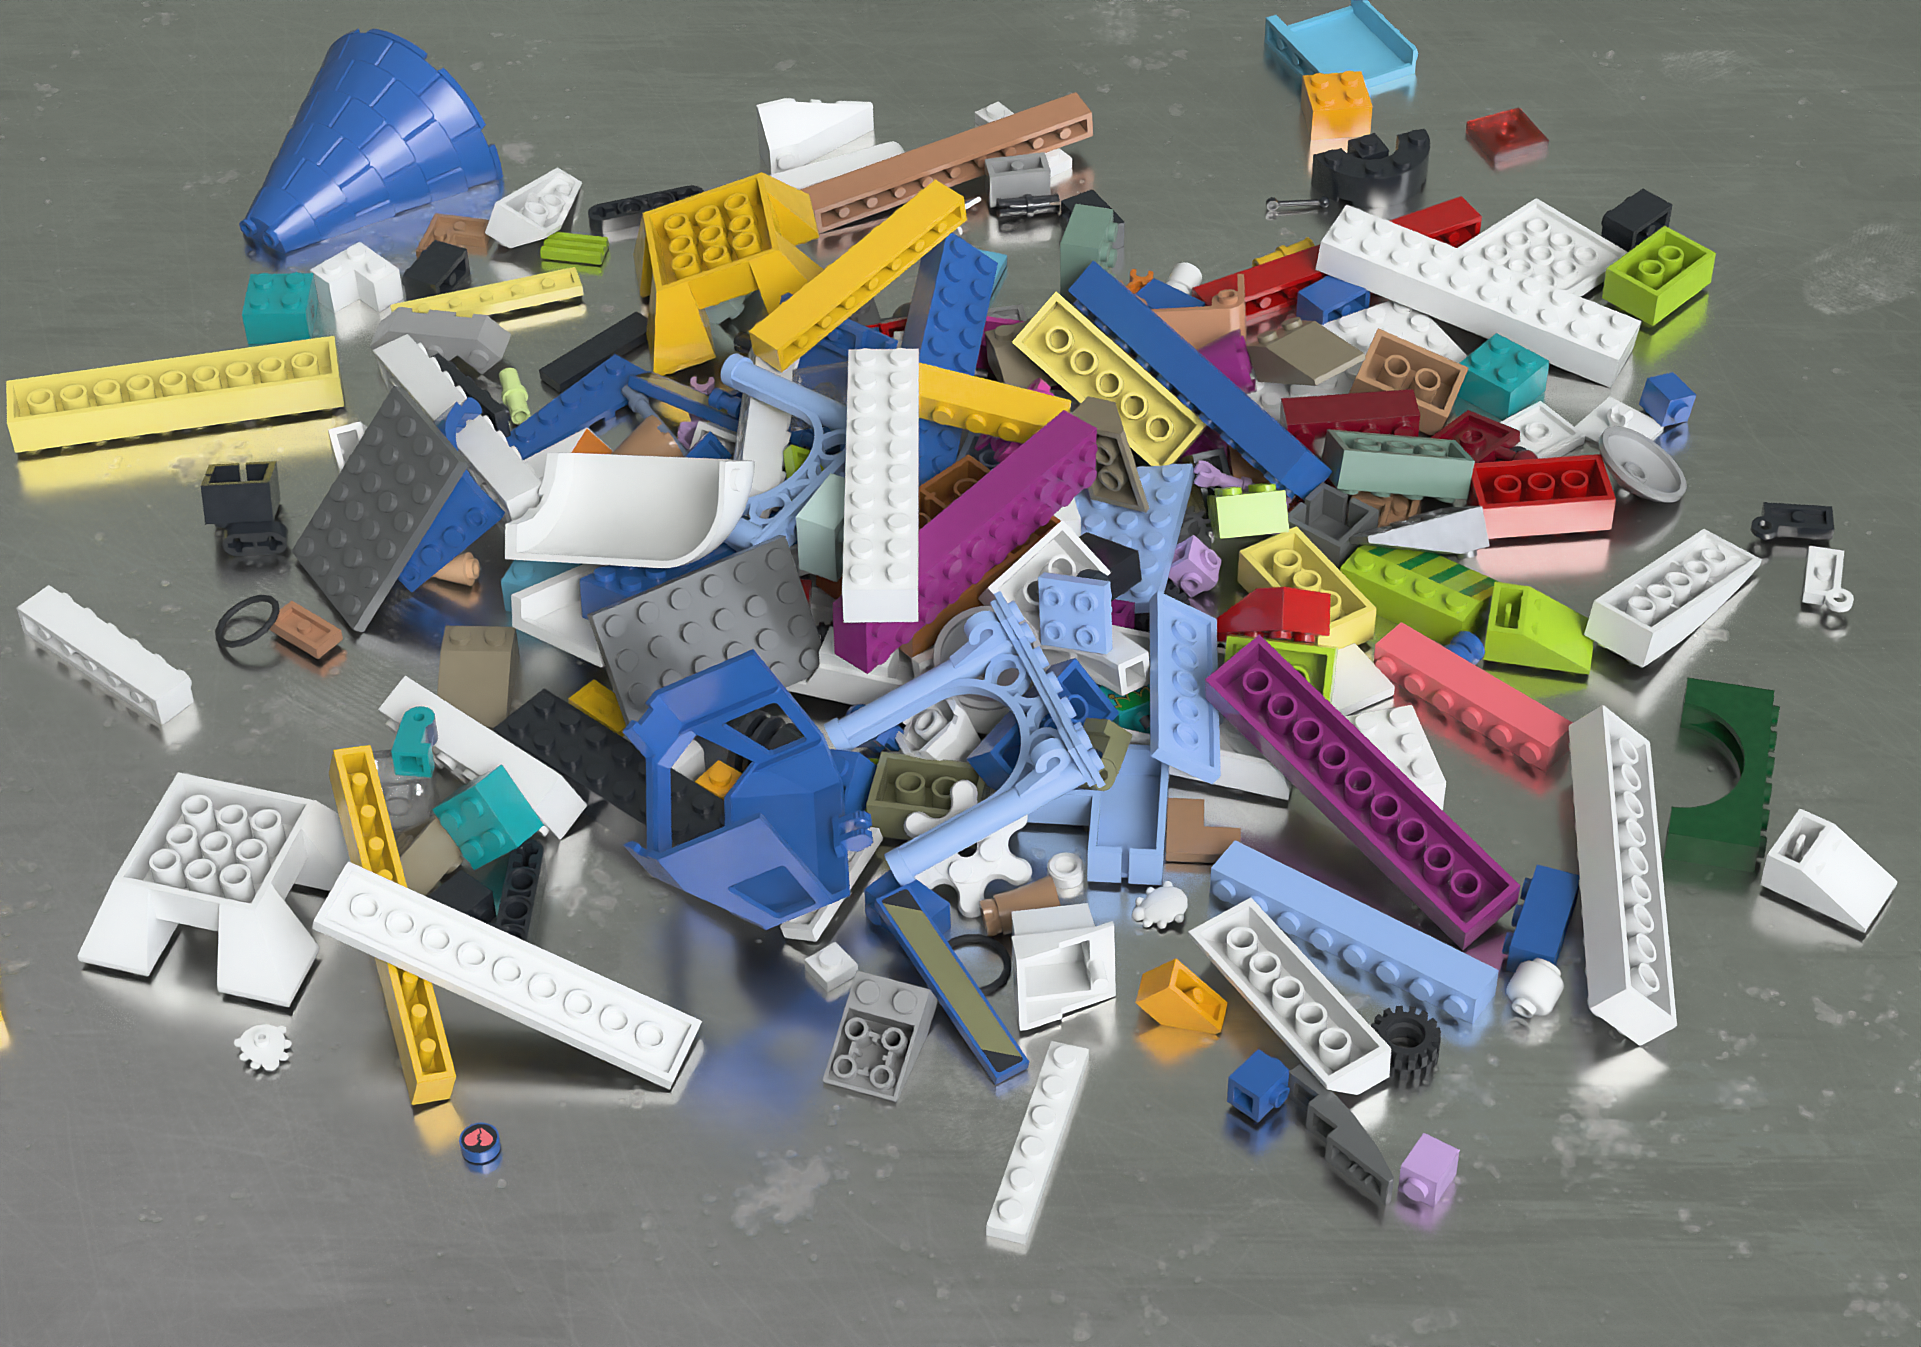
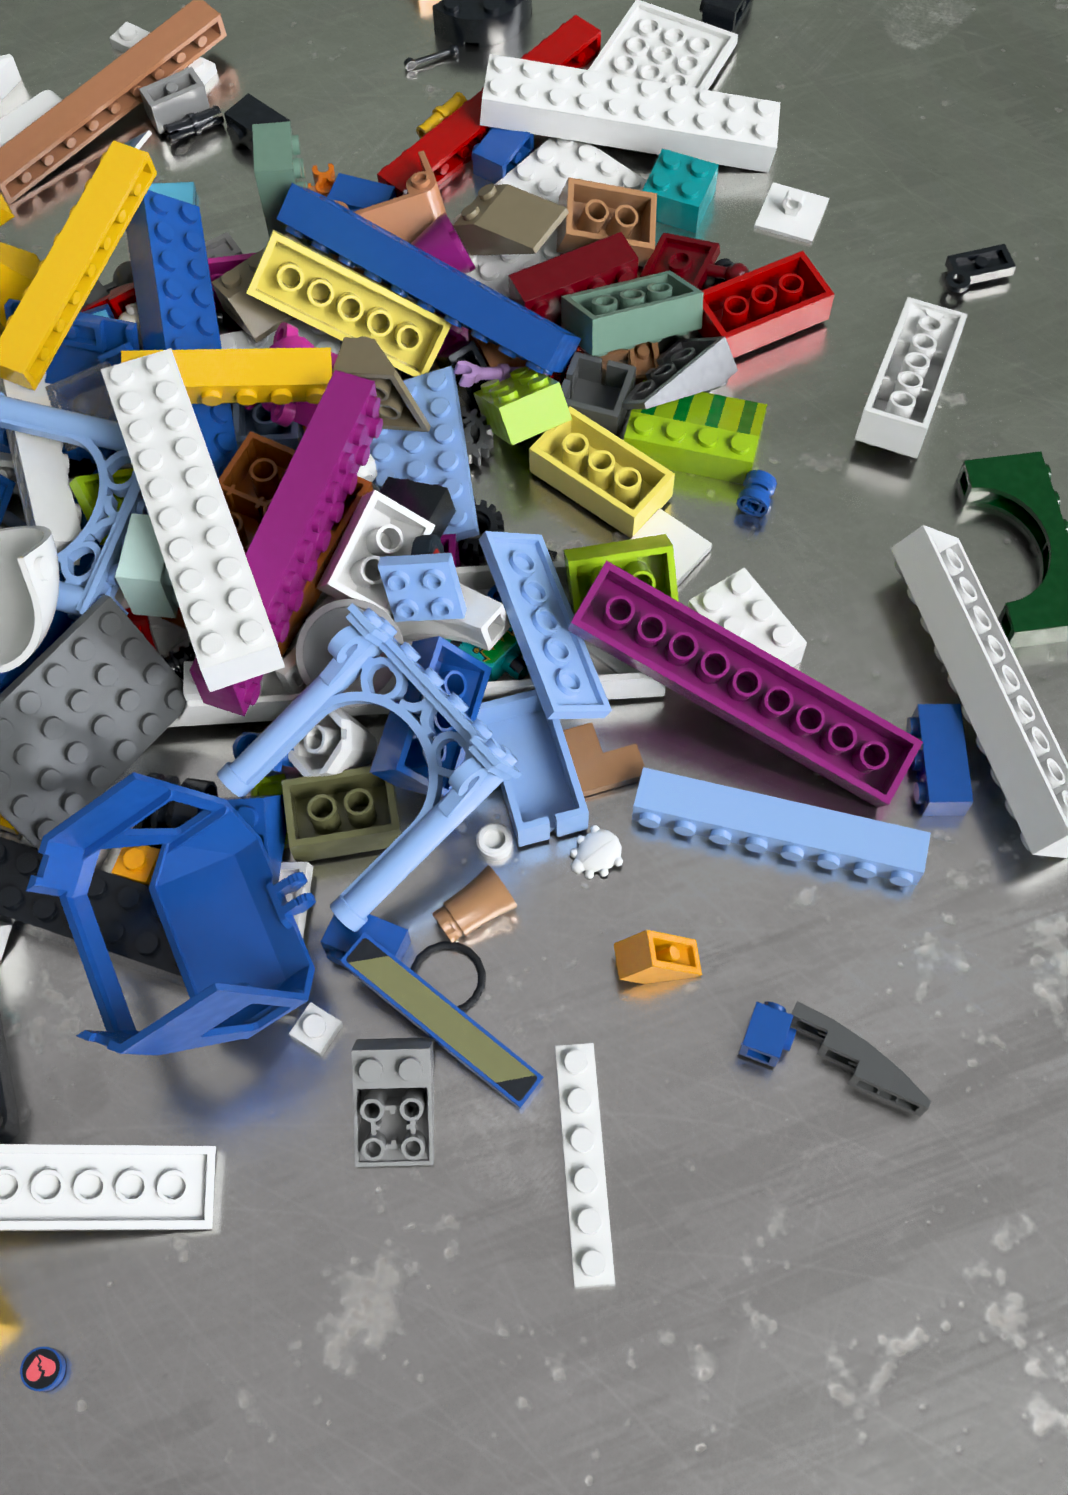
camera: 20 degrees left, 20 degrees up
(971, 873) = (415, 888): white plate -> none
(1060, 962) = (534, 964): white piece -> none
(1111, 746) = (496, 712): olive leg -> none
(1184, 277) = (364, 164): white brick -> none
(1194, 567) = (491, 472): lavender brick -> none
(1278, 615) = (598, 515): red slope -> none
(1294, 998) = (761, 928): white slope -> none
(1410, 1026) = (881, 914): black tyre -> none
(1428, 1170) = (950, 1072): lavender brick -> none
(1473, 696) = (785, 534): coral brick -> none
(1535, 988) = (962, 834): white head -> none
(1536, 631) = (812, 448): lime slope -> none
(1545, 431) = (738, 235): white tile -> none
(1641, 465) = (835, 249): light grey dish -> none
(1658, 275) = (771, 50): lime brick -> none
(1667, 399) = (827, 173): blue brick -> none
(1824, 579) = (1026, 318): white hinge -> none

